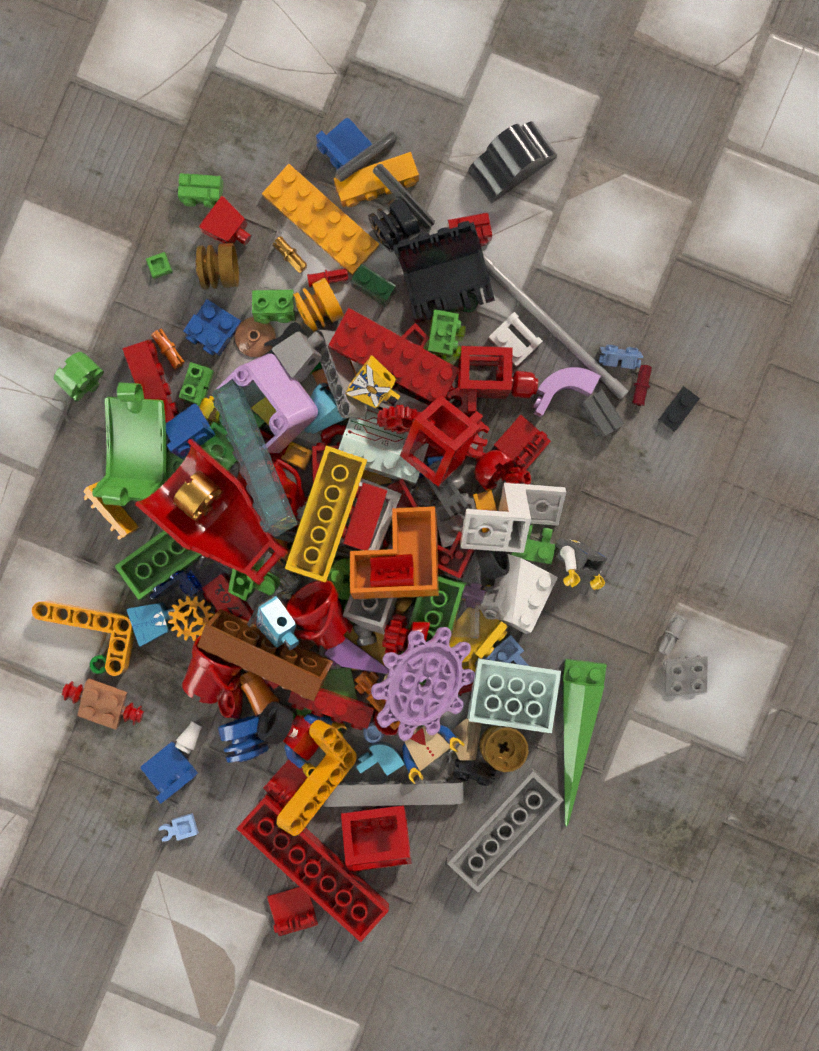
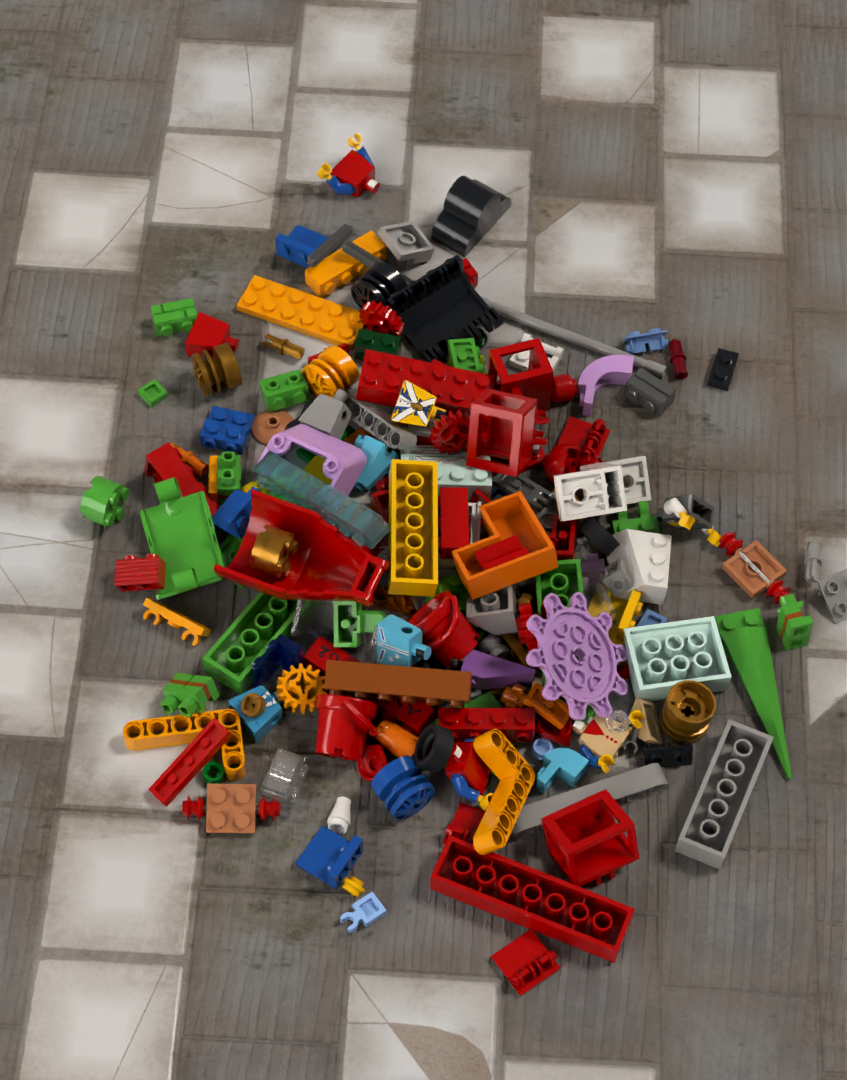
camera: 20 degrees left, 30 degrees down
(79, 654) = (190, 762): none -> red plate
(90, 458) = (140, 573): none -> red brick
(96, 591) = (188, 694): none -> bright green hips
(143, 625) = (253, 705): none -> pearl gold tile
(153, 689) = (284, 776): none -> clear brick
(178, 803) = (353, 886): none -> yellow plate
(180, 380) = (213, 469): none -> light orange tile
(384, 260) = (381, 318): none -> red gear
(418, 73) = (353, 173): none -> torso
(436, 737) = (613, 727): none -> clear bush
(439, 175) = (407, 242): none -> light grey plate
(619, 625) = (753, 568): none -> nougat plate
(626, 693) = (791, 625): none -> bright green hips

